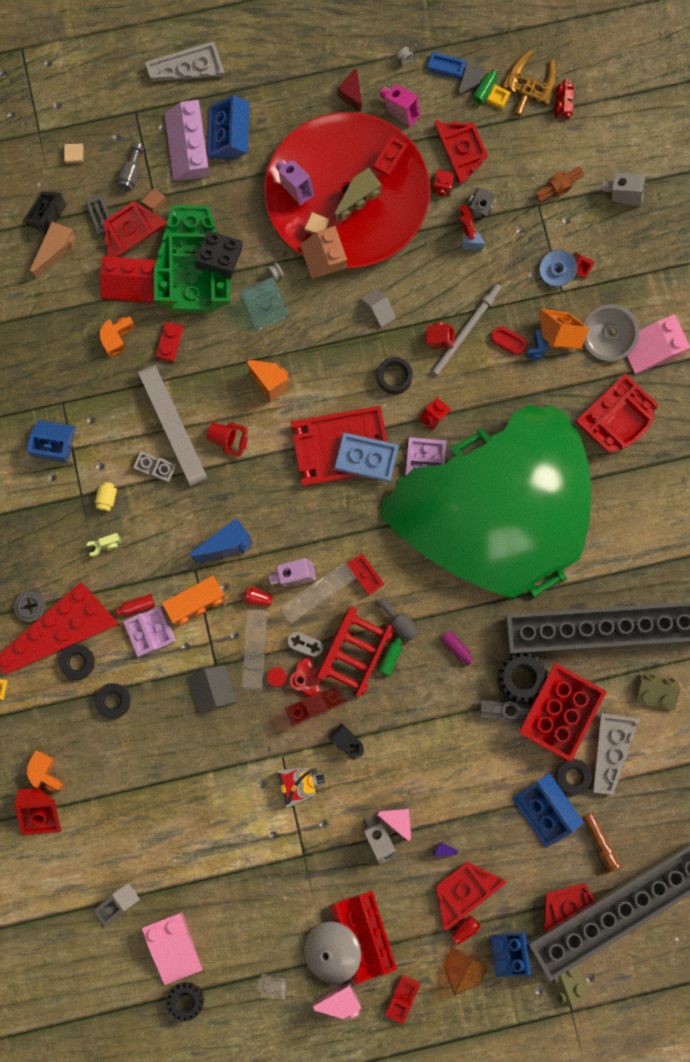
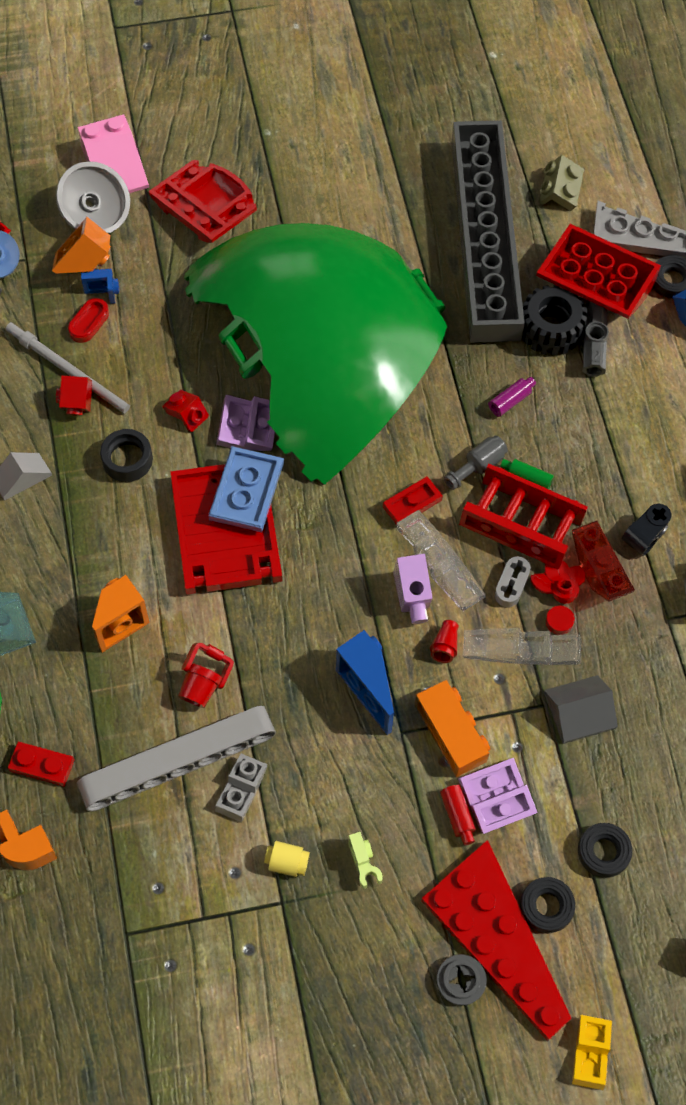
camera: 90 degrees left, 15 degrees down
(51, 441) = (191, 942): blue slope -> none

